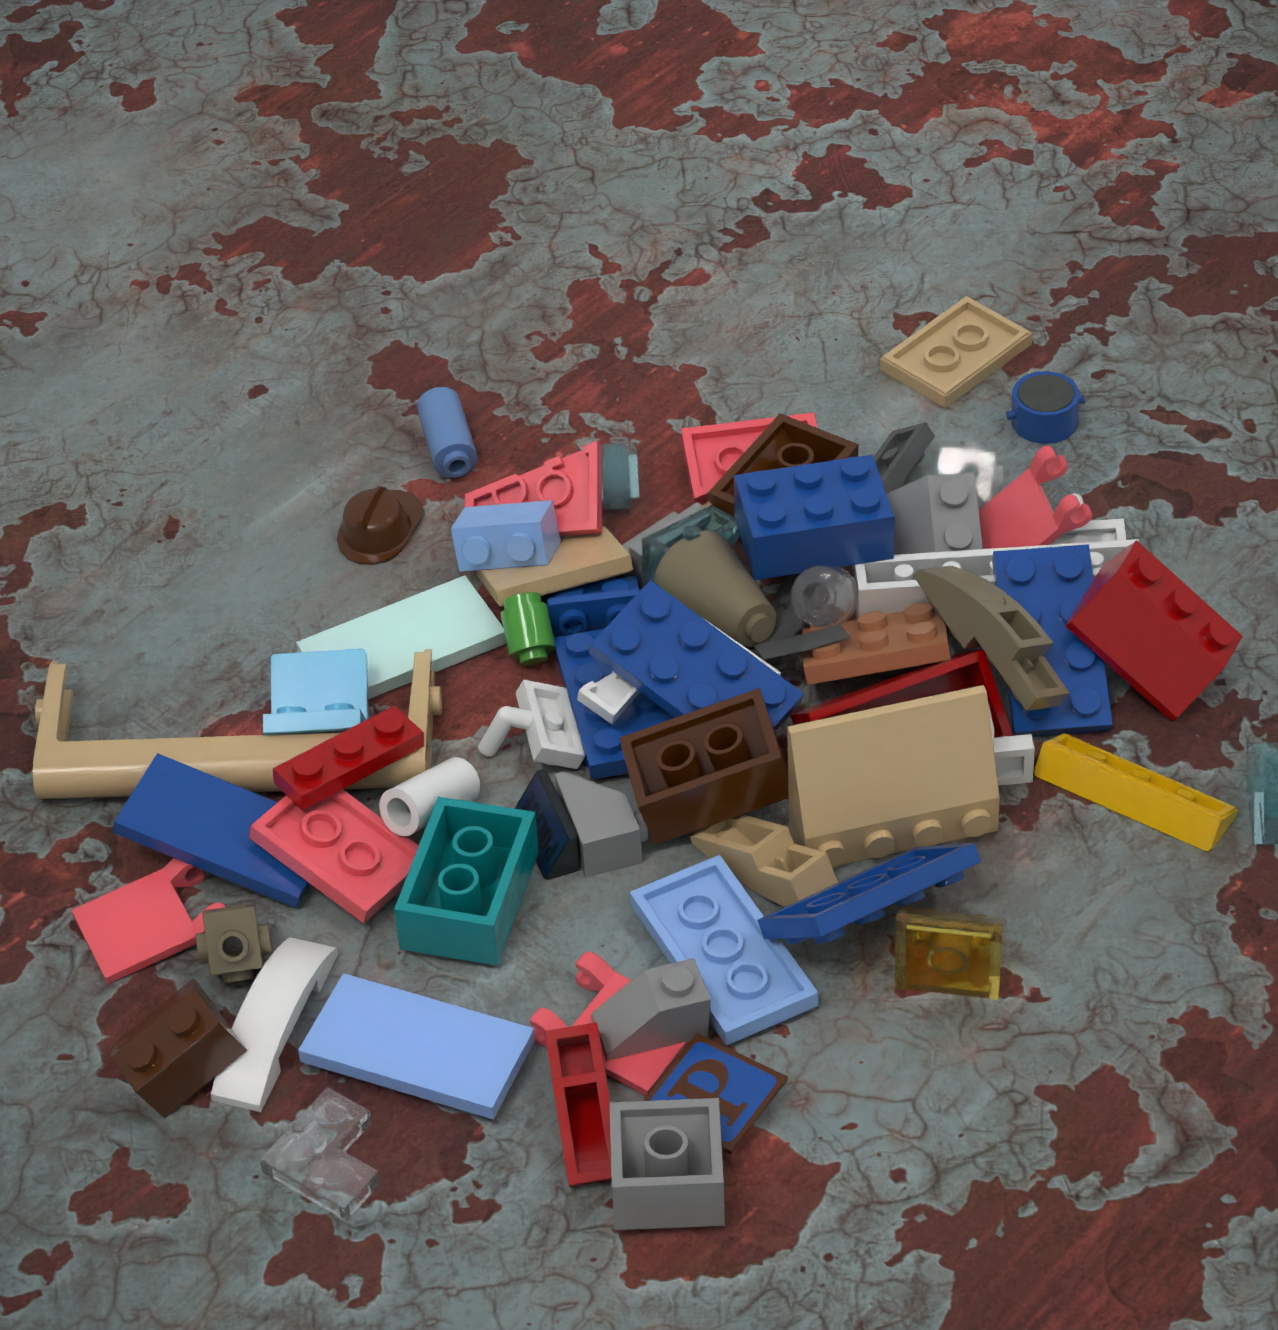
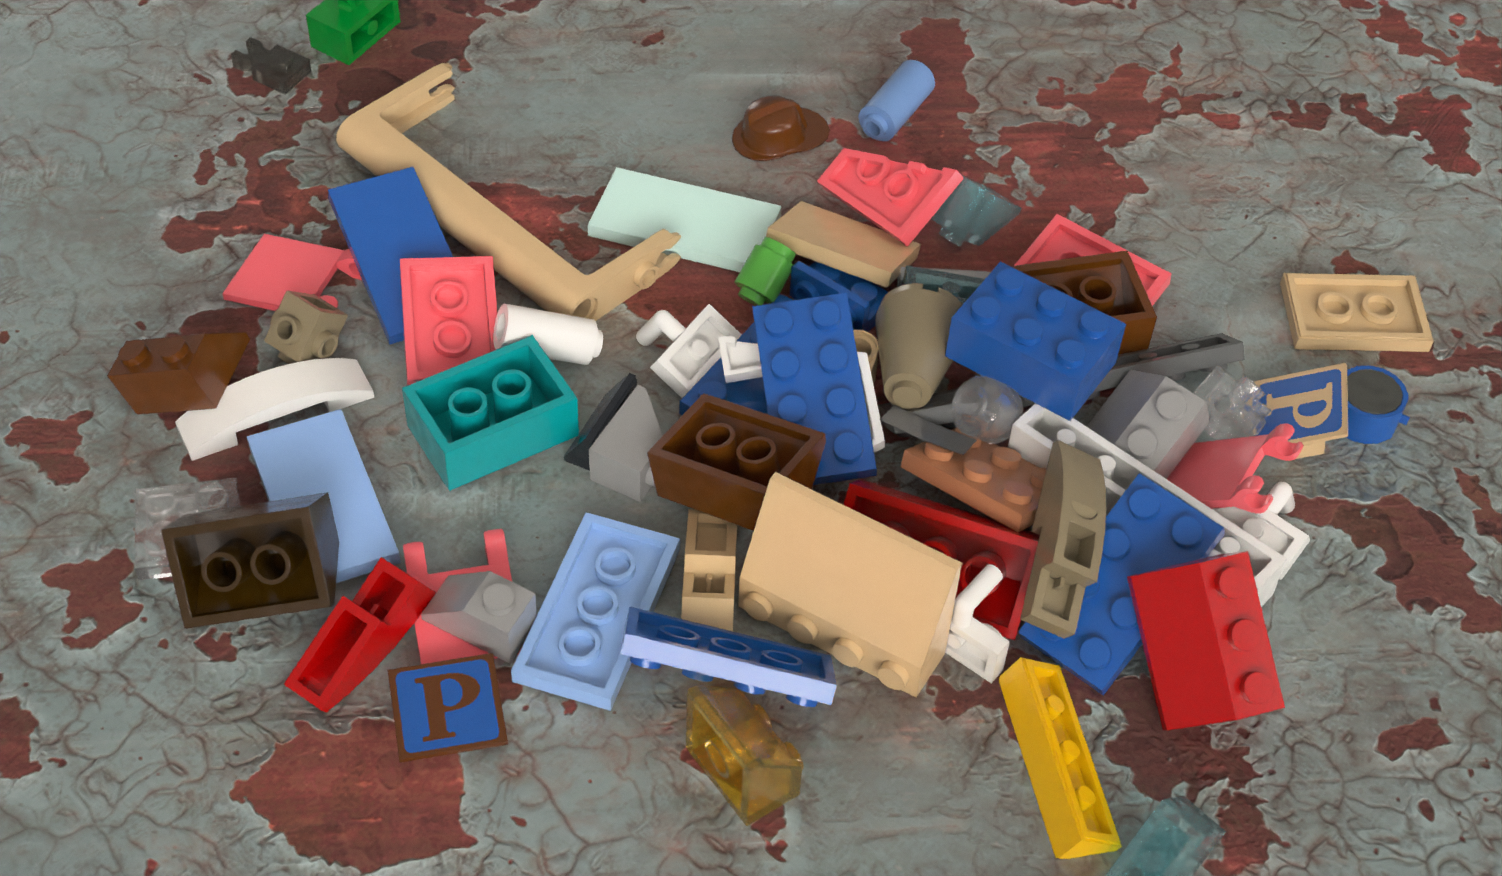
camera: 40 degrees right, 5 degrees up
(317, 692) = (570, 212): medium azure bracket -> none
(348, 757) = (517, 263): red plate -> none
(445, 1115) = (254, 560): none -> dark brown slope
(505, 535) = (830, 196): light blue brick -> none
(666, 1164) = (338, 726): light grey slope -> none
(1015, 432) = (1310, 402): none -> piece

